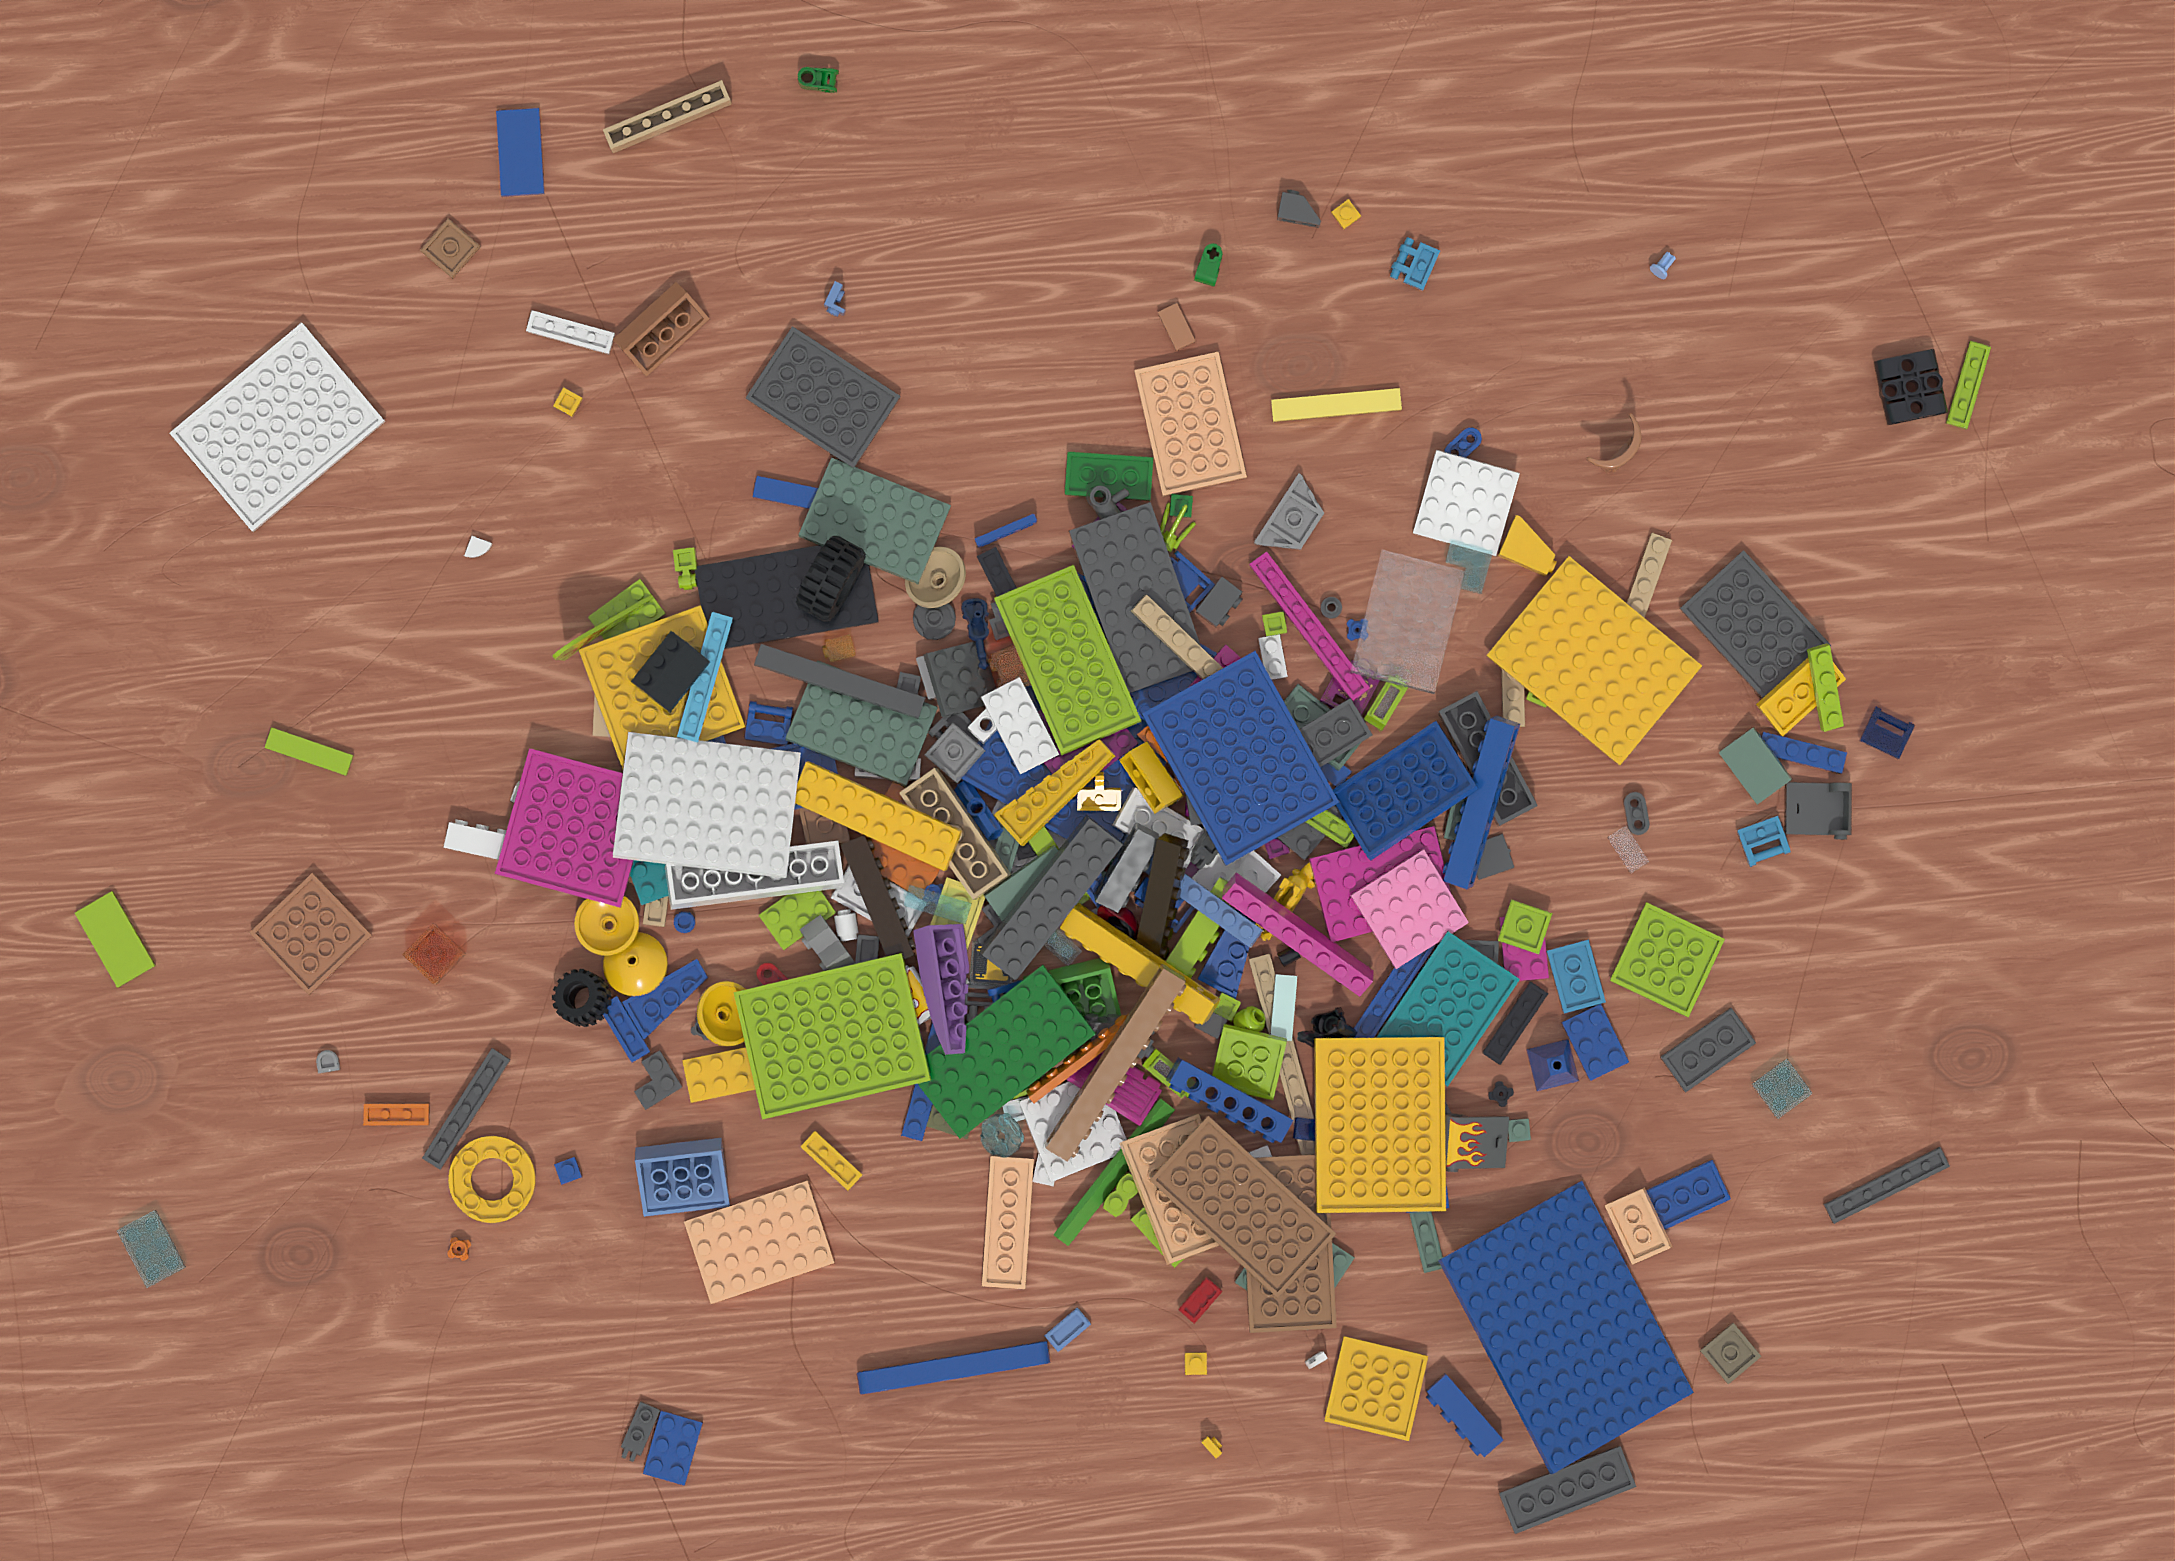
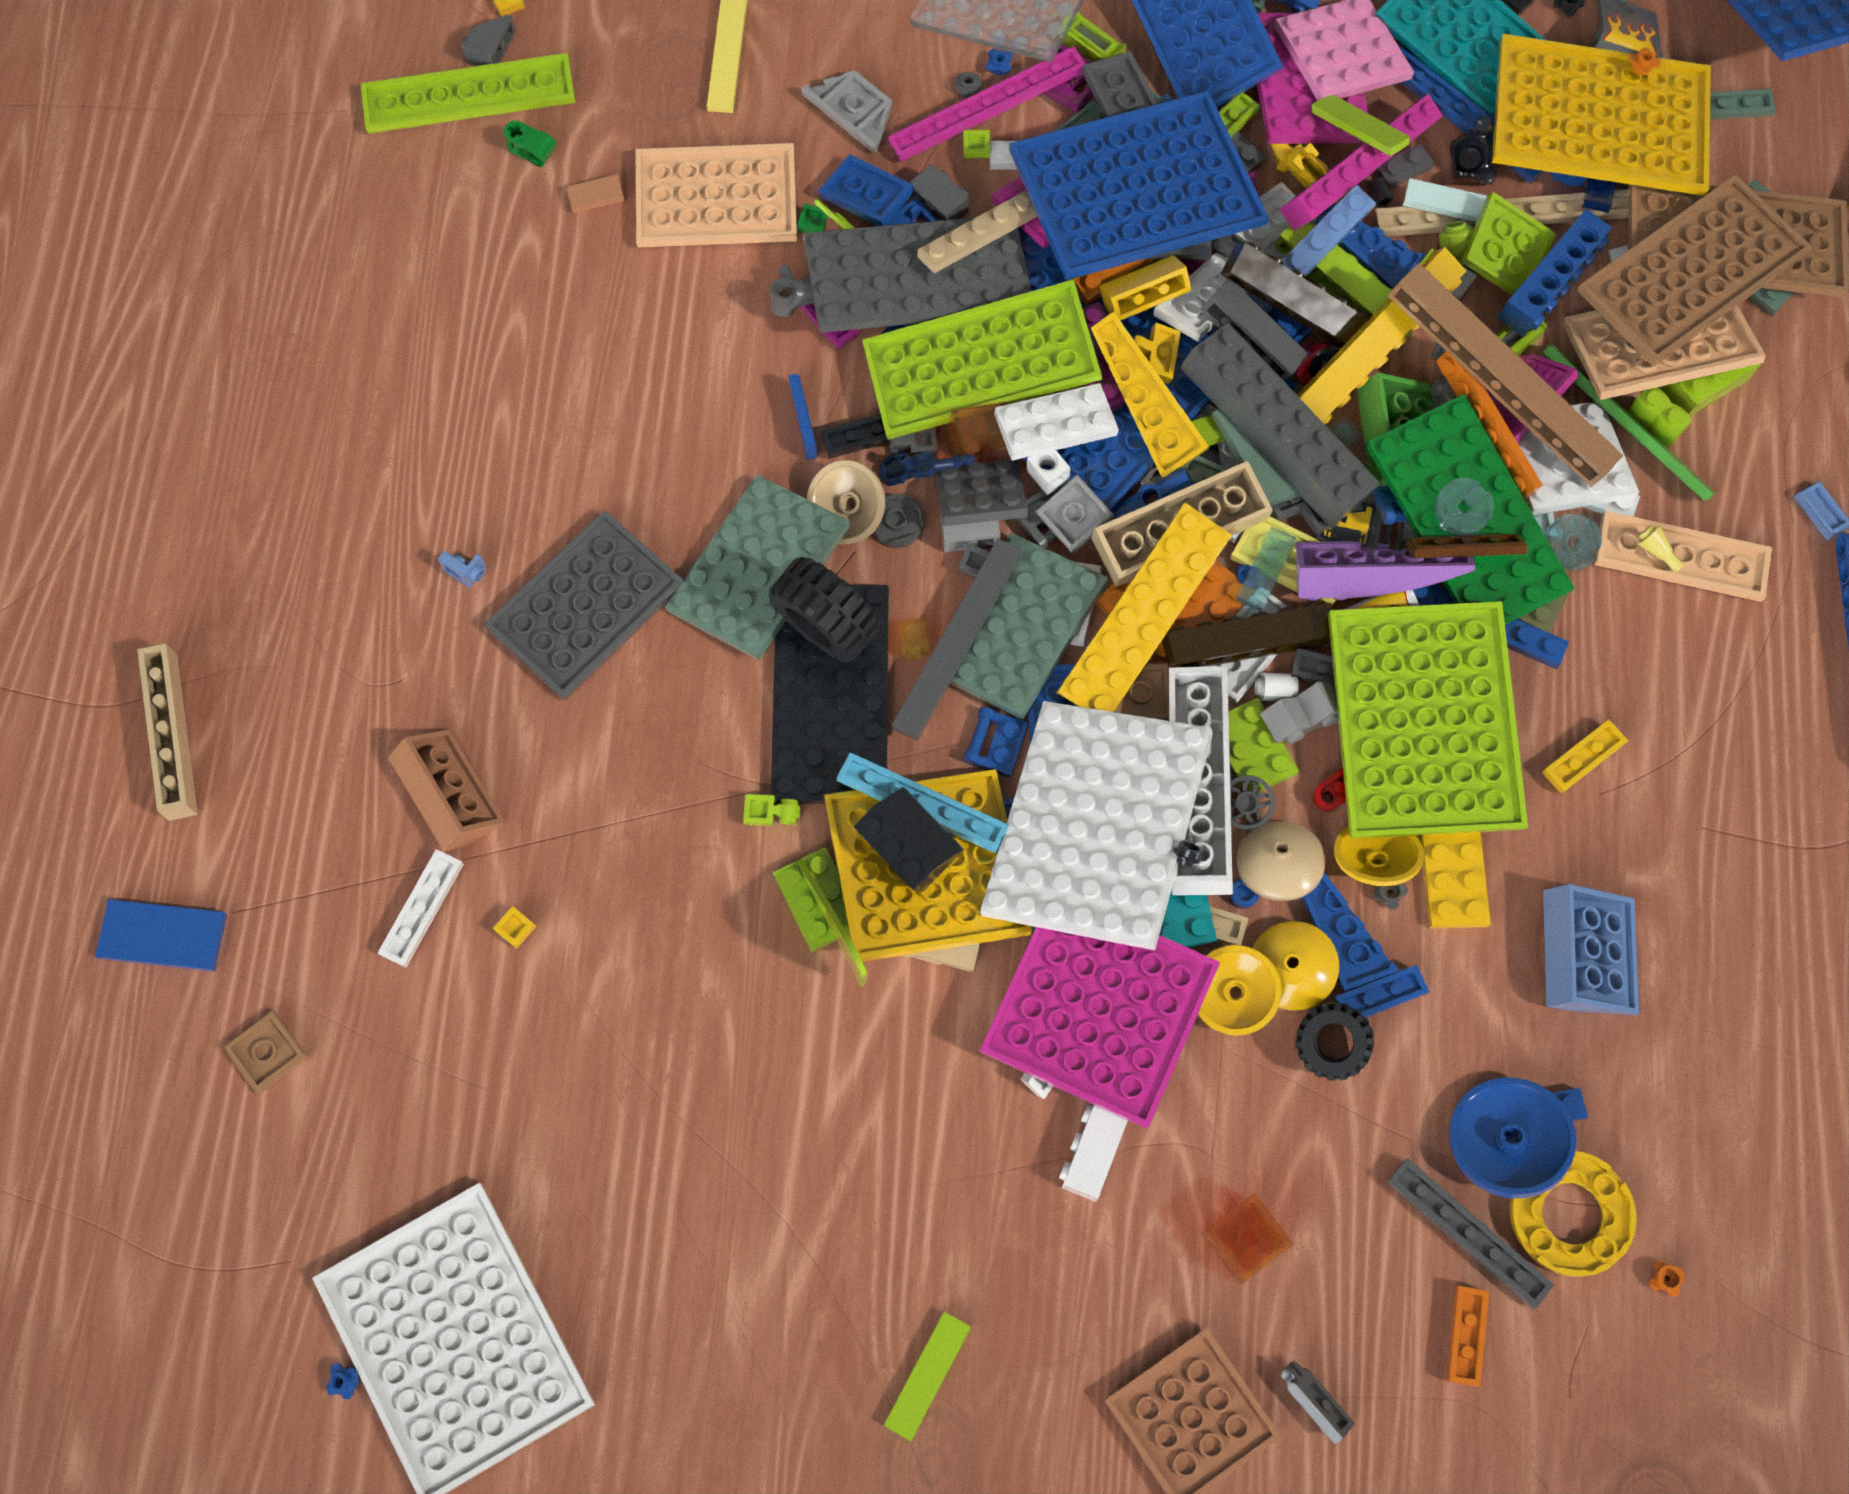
camera: 80 degrees left, 15 degrees down
(243, 363) = (350, 1381): none -> blue plate
(327, 1061) = (1380, 1426): light grey tile -> none
(335, 1016) = (1317, 1402): none -> dark grey hinge
(477, 547) = (685, 1085): white tile -> none
(535, 1130) = (1512, 1138): none -> blue dish
(663, 1081) = (1456, 957): dark grey plate -> none
(685, 870) = (1188, 853): none -> black plate
(697, 947) = (1281, 874): none -> tan dish
(752, 915) = (1248, 802): none -> dark grey wheel
(759, 1242) = (1685, 869): light nougat plate -> none
(784, 492) = (697, 673): blue tile -> none
(820, 79) = (175, 538): green piece -> none
(968, 1048) = (1466, 545): none -> reddish brown tile
(991, 1052) = (1475, 496): none -> clear light blue plate
(1008, 1197) = (1656, 543): none -> light yellow cone
(1110, 471) = (748, 309): green plate -> none
(1200, 1300) = (1796, 352): red plate -> none
(1212, 543) = (866, 190): none -> blue plate
(1248, 204) = (467, 93): none -> lime plate
(1321, 980) = (1405, 166): none -> dark grey plate
(1323, 927) = (1360, 124): none -> lime tile
(1427, 1154) = (1643, 61): none -> orange plate

